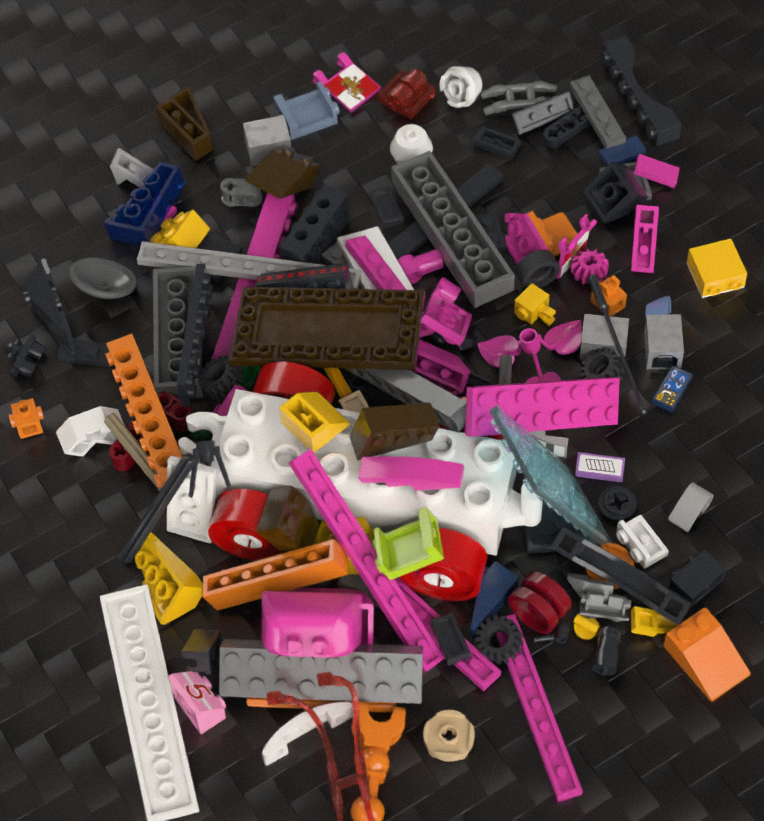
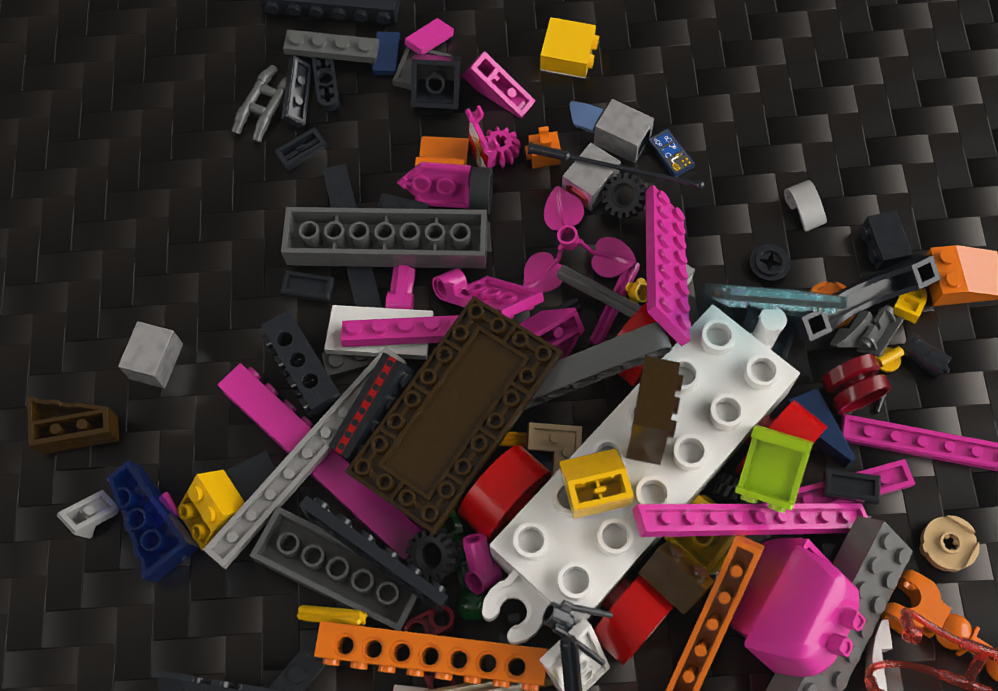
camera: 60 degrees left, 10 degrees up
(102, 278) = (213, 617): dark grey dish -> none
(143, 344) = (331, 614): none -> yellow axle
(242, 193) = (196, 413): dark grey piece -> none
(284, 173) = (209, 360): dark brown slope -> none
(308, 111) = (138, 297): sand blue panel -> none
(349, 86) = (132, 243): flag -> none
(407, 93) = (185, 195): clear red plate -> none
(410, 142) = (254, 225): white cone -> none
(411, 471) = (713, 419): dark pink slope -> none
(461, 86) = (218, 142): white cone -> none
(492, 627) = (889, 436): black tyre -> none
(534, 304) = (513, 217): yellow brick -> none
(600, 467) = (721, 256): tile -> none
(641, 541) = (823, 264): white bracket -> none

